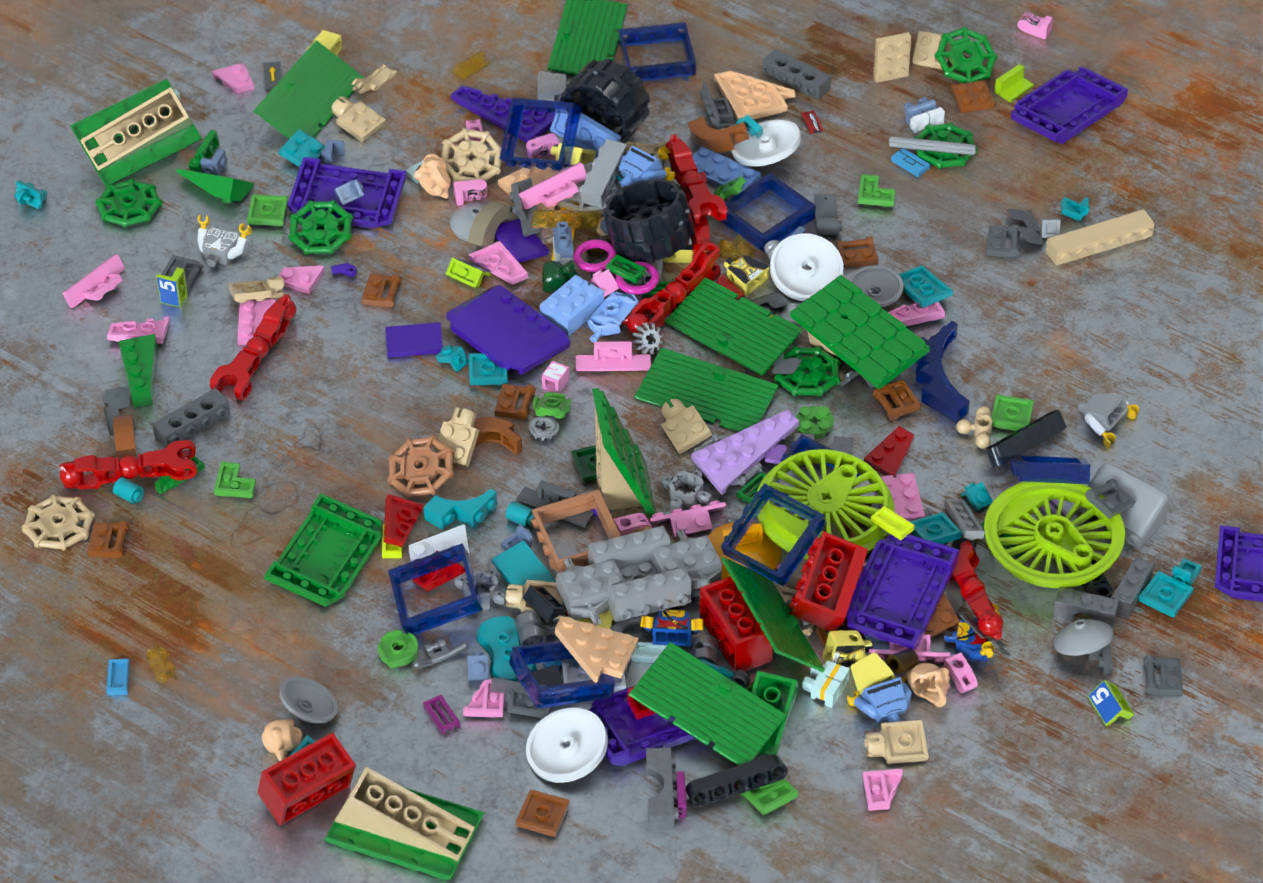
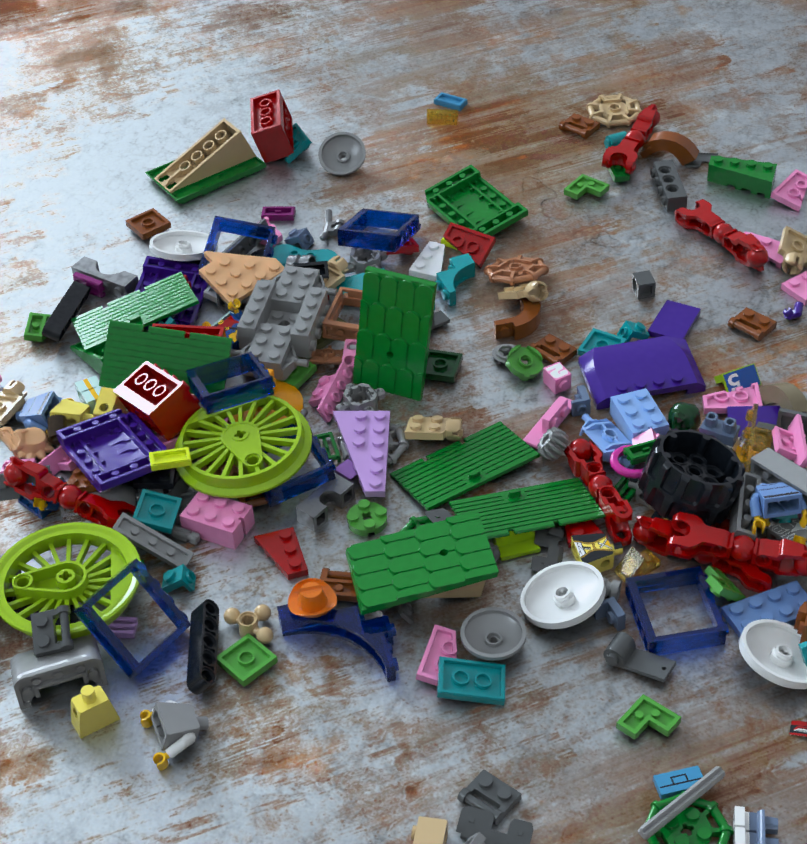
camera: 125 degrees right, 5 degrees down
(281, 737) = (319, 129): light nougat head -> none
(376, 374) = (643, 284): none -> dark grey brick
(402, 657) = (350, 208): bright green plate -> none
(574, 347) = (581, 402): none -> sand blue bracket
(860, 256) = (559, 657): dark orange plate -> none
(939, 387) = (311, 598): none -> orange hat
(1137, 461) = (91, 711): none -> light yellow torso

